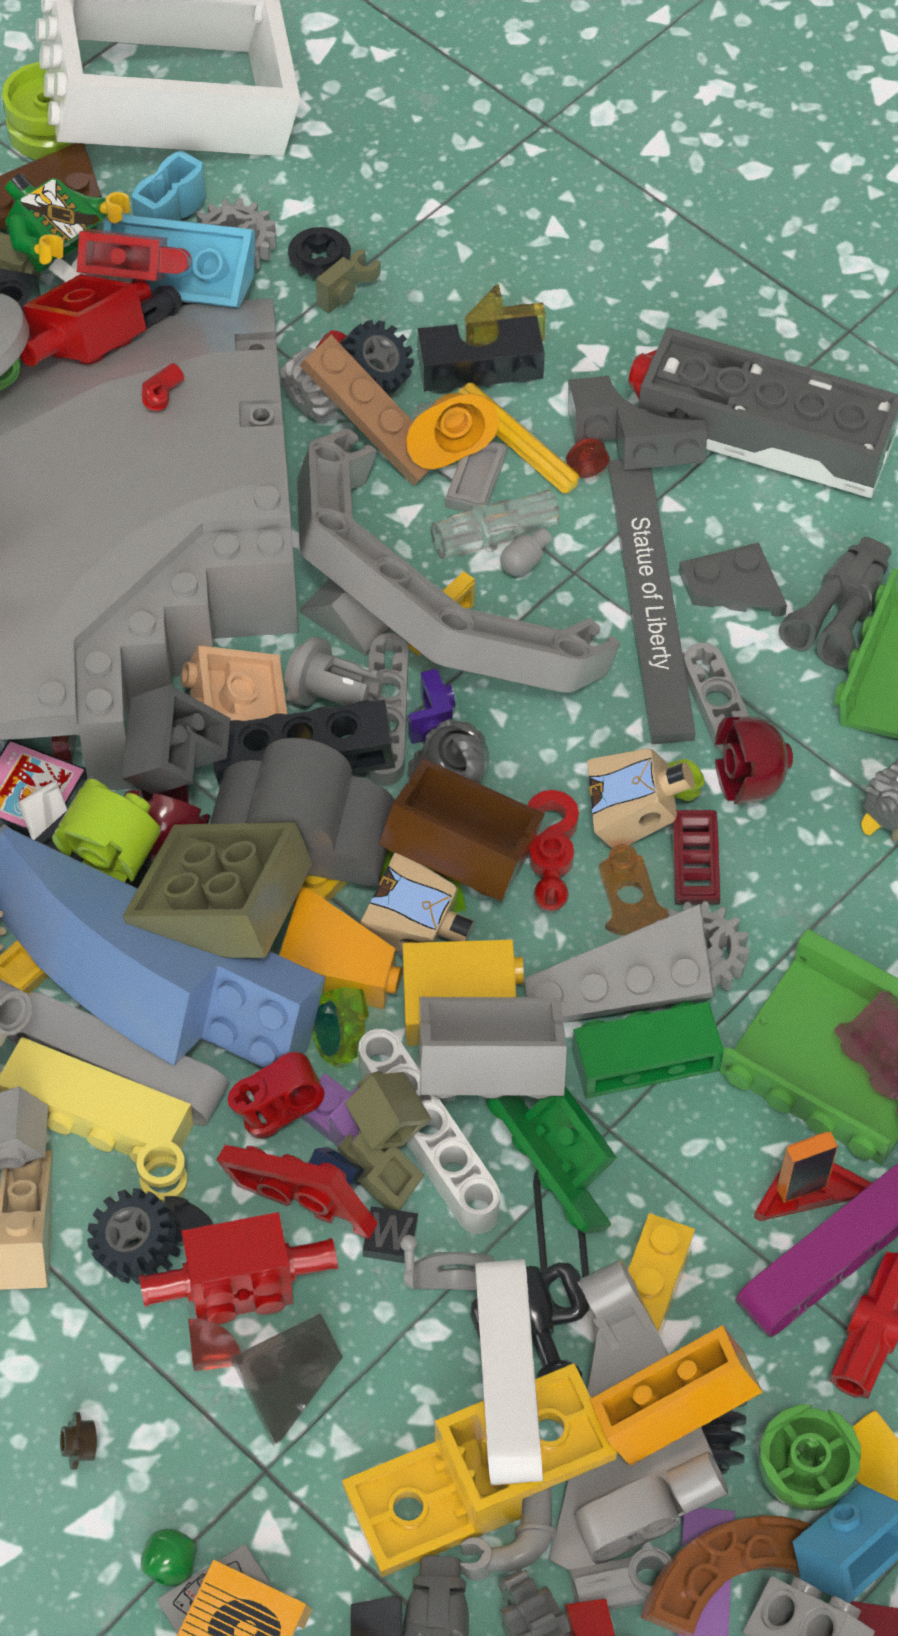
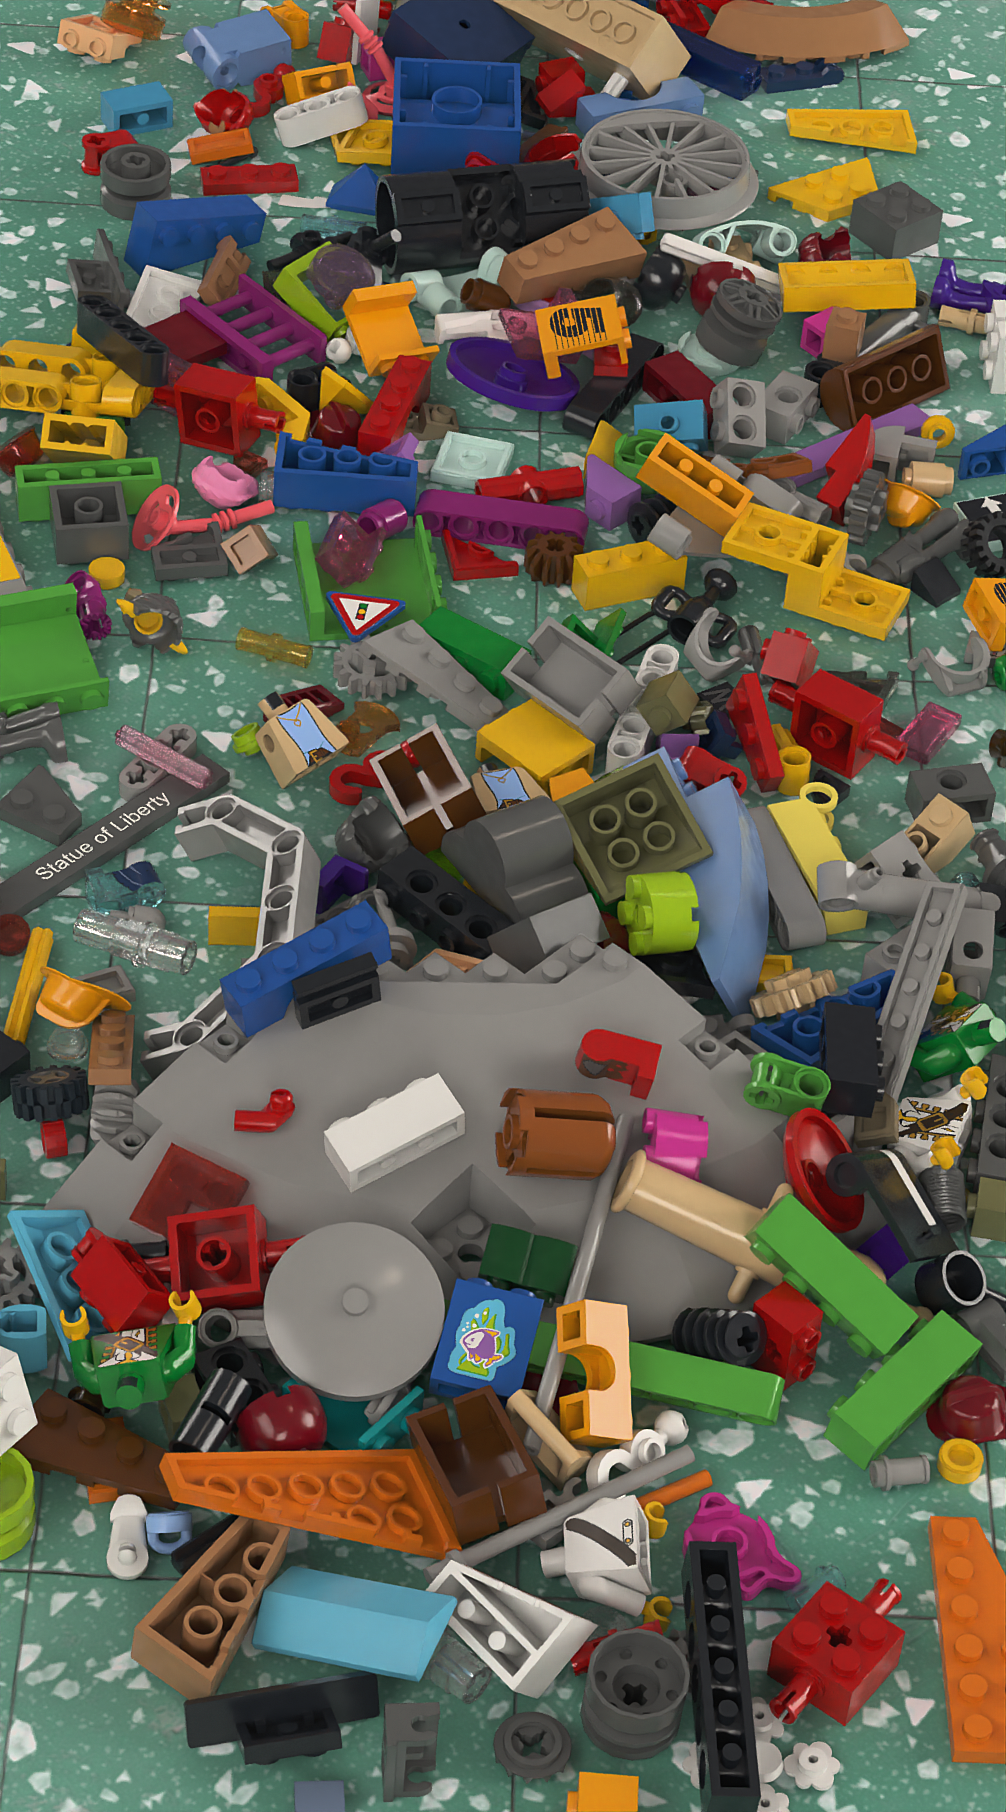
camera: 135 degrees left, 15 degrees down
(49, 438) = (394, 1131): none -> white brick
(67, 1285) = (962, 784): none -> dark grey brick
(130, 1218) = (871, 790): black wheel -> none
(167, 329) = (184, 1181): none -> clear red plate
(174, 1394) = (929, 732): none -> clear pink tile
(199, 458) = (336, 990): none -> black plate
(213, 1494) = (956, 682): none -> light grey helmet
(235, 477) = (263, 988): none -> blue arch
(253, 1201) = (794, 760): none -> yellow piece
(358, 1299) = (788, 657): none -> red brick
(433, 1329) = (750, 638): none -> dark grey axle
(508, 1373) = (764, 549): white beam -> none
(569, 558) = (123, 888): none -> clear light blue leg
(702, 681) = (163, 757): none -> clear pink axle
(715, 1246) = (551, 558): none -> reddish brown gear
(752, 760) = (207, 700): dark red cylinder -> none
(779, 984) = (362, 613): none -> piece
(803, 1379) = (608, 493): none -> medium lavender slope
(804, 897) = (295, 652): none -> clear yellow pin
(807, 1166) = (483, 525): tile -> none

